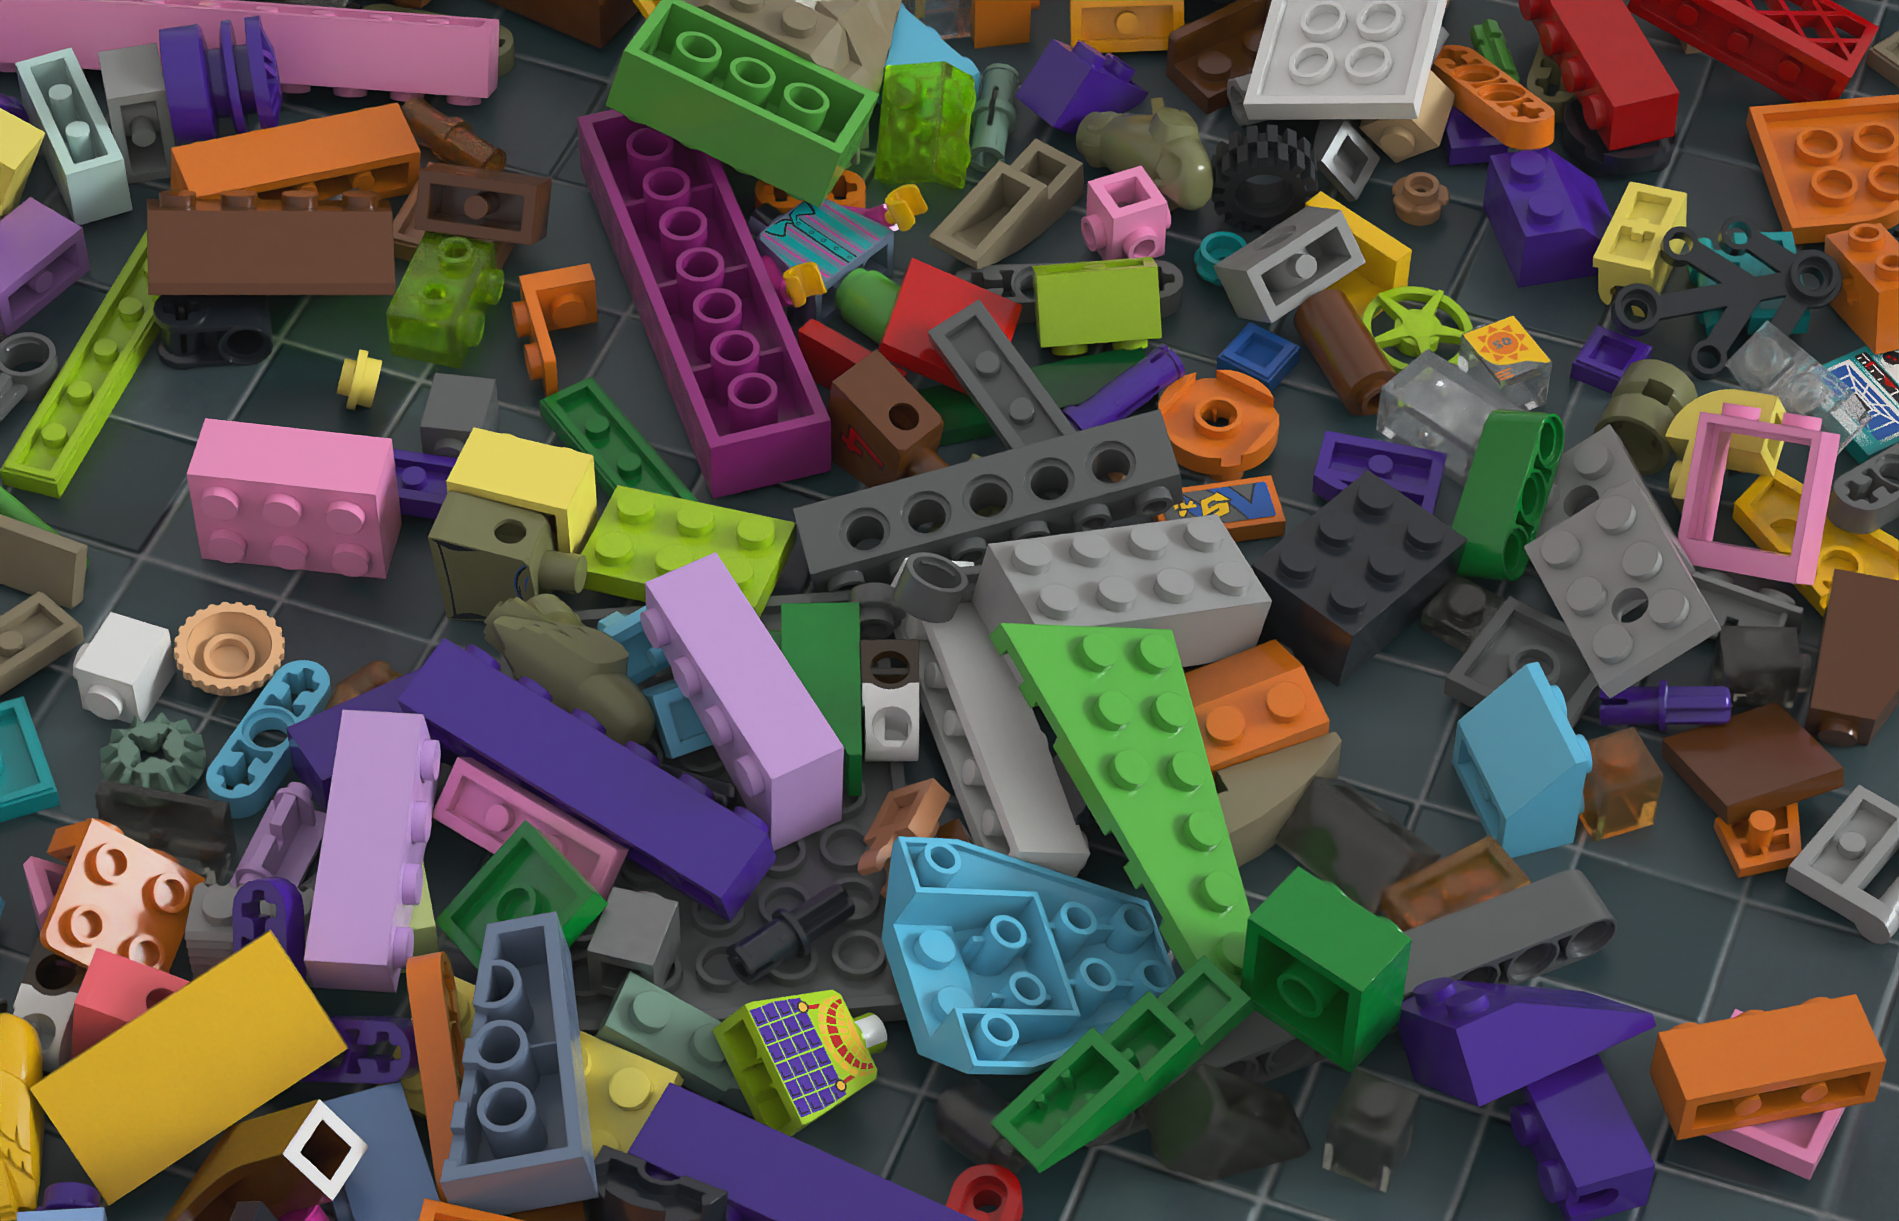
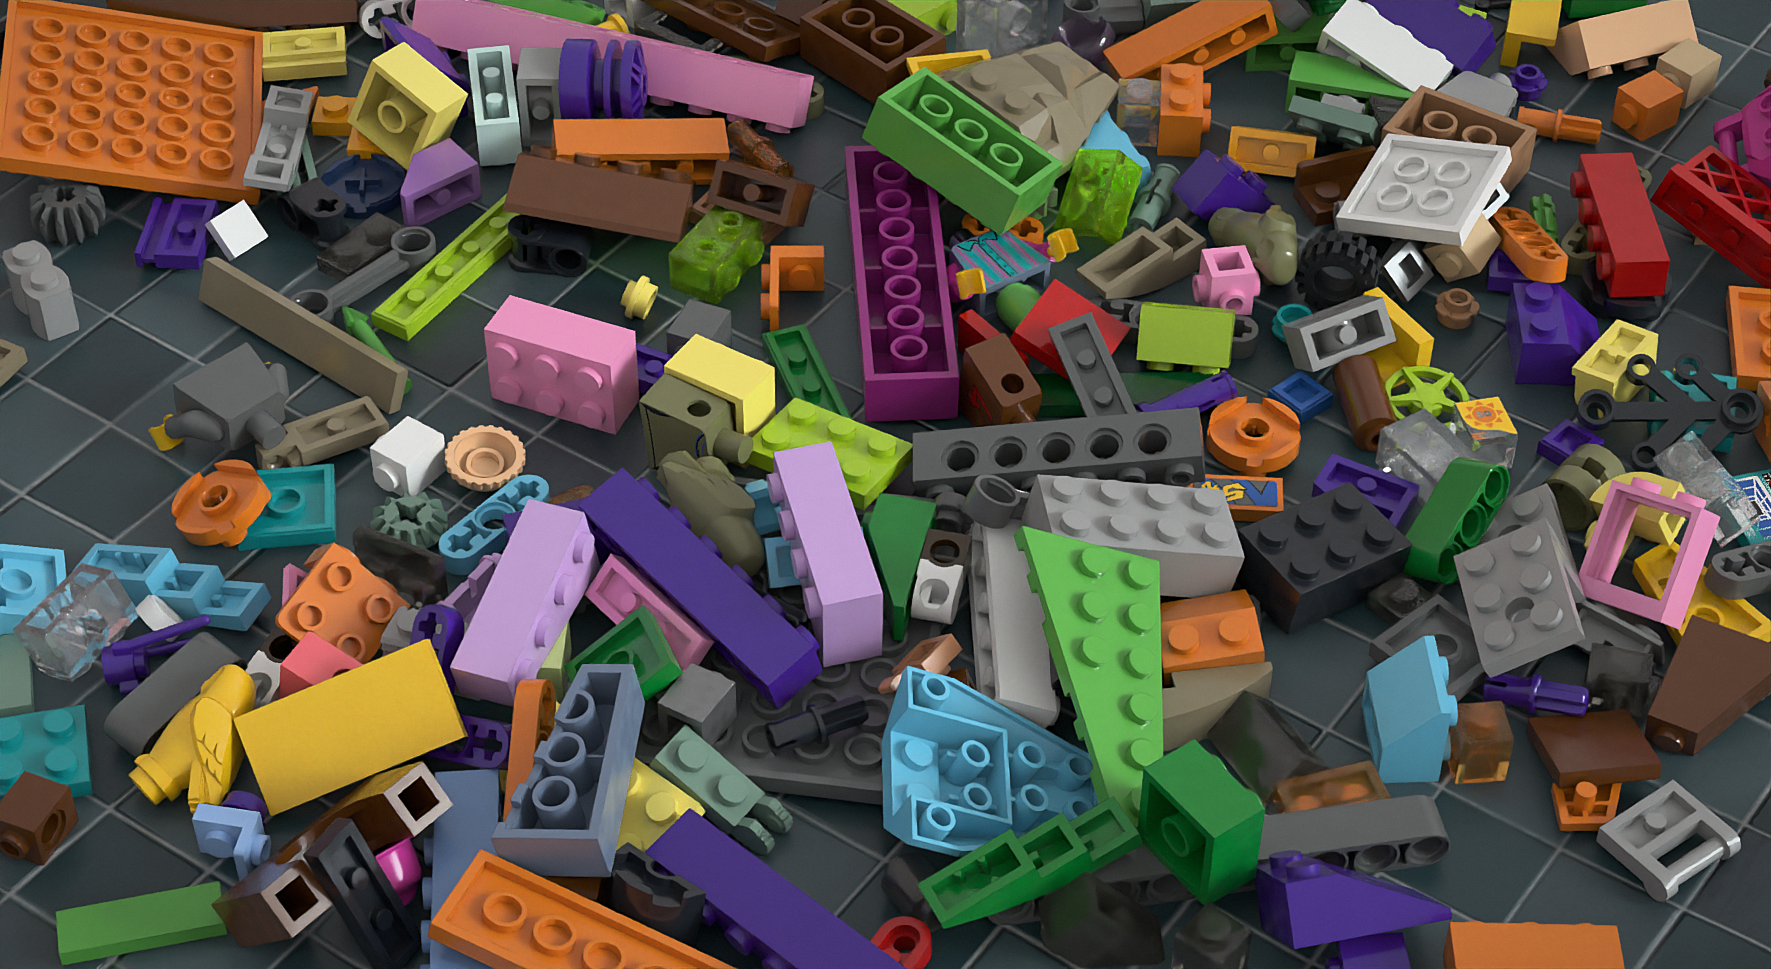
camera: 15 degrees right, 5 degrees down
(799, 1056) = (794, 811): torso -> none

